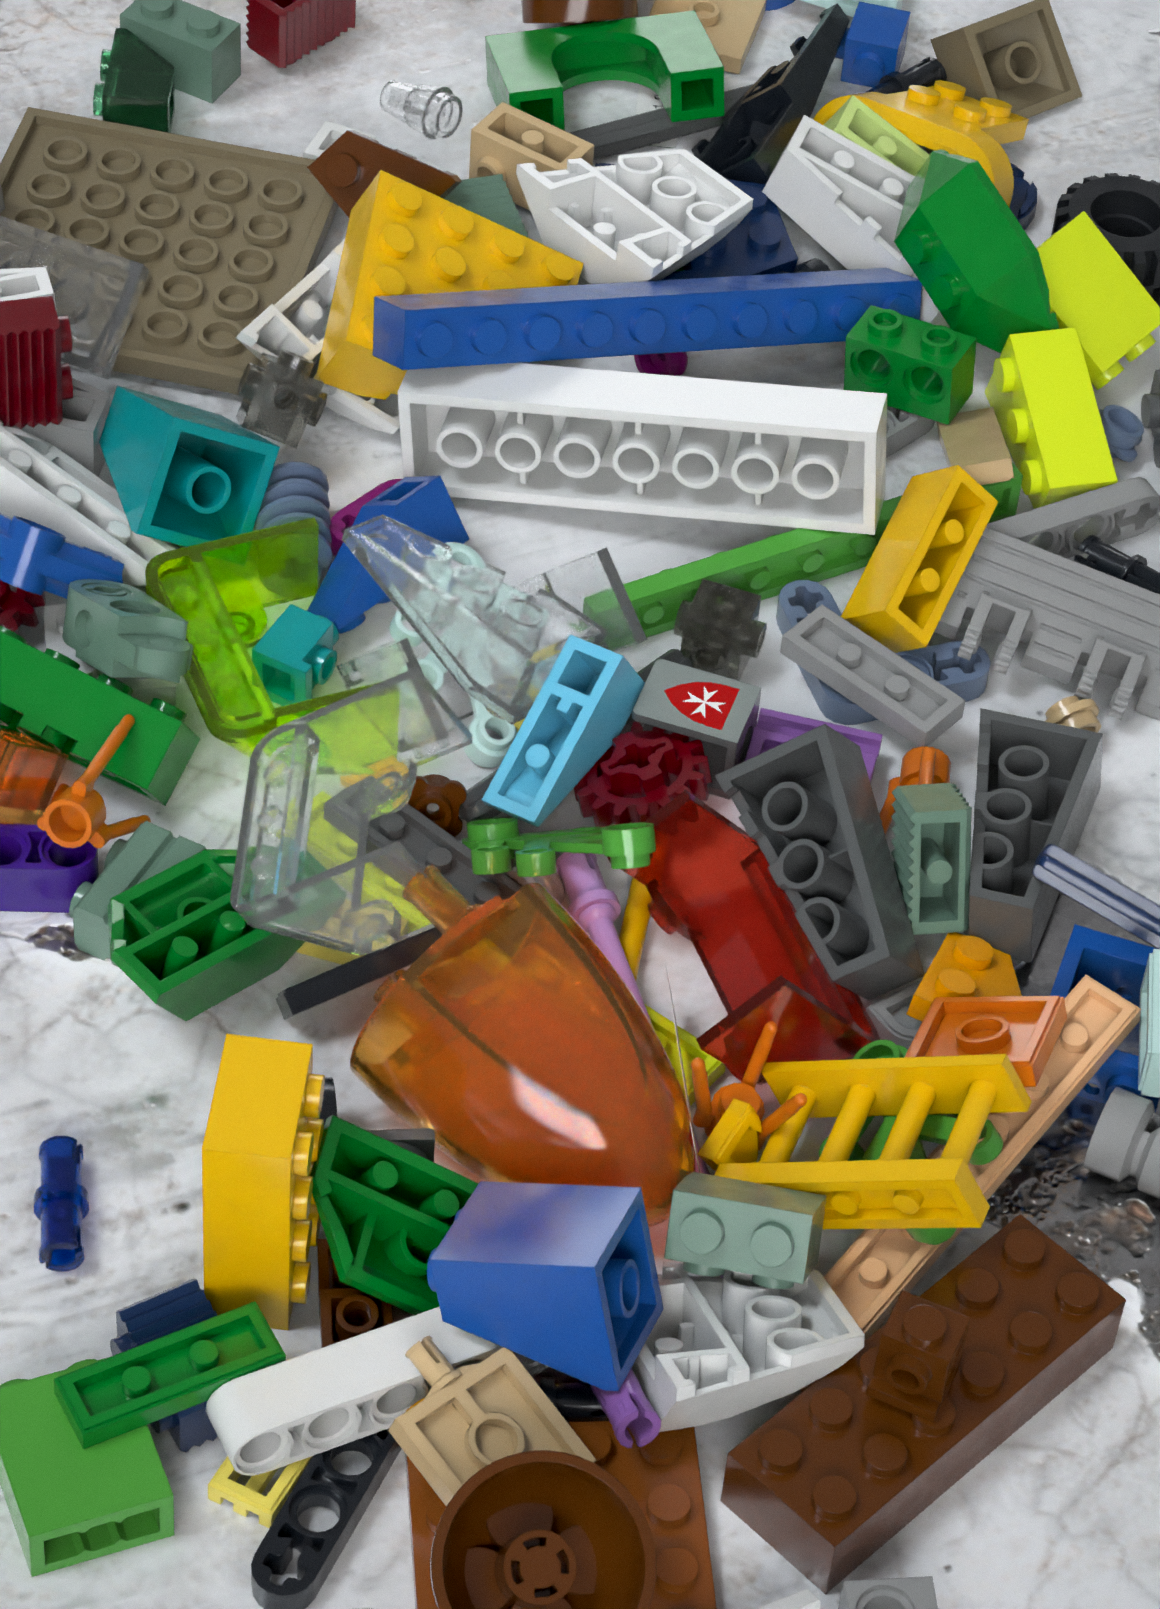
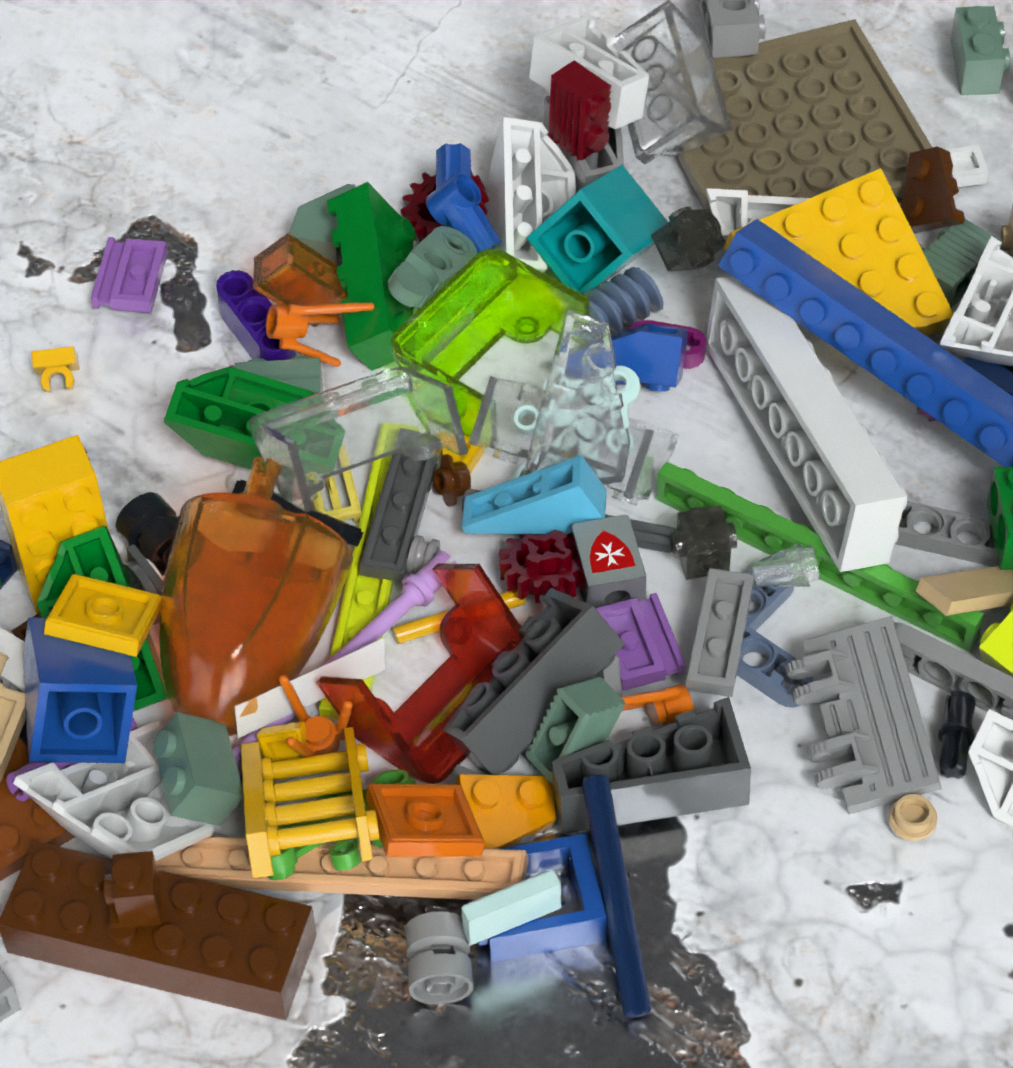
camera: 65 degrees right, 5 degrees up
(136, 85) = (918, 54): clear green slope -> none
(296, 655) = (517, 357): teal brick -> none
(473, 1187) = (103, 615): none -> yellow tile
(495, 839) = (444, 533): bright green plant -> none
(827, 573) = (787, 568): none -> clear cone
(920, 558) = (834, 604): yellow brick -> none
(1075, 713) = (787, 760): tan plate -> none

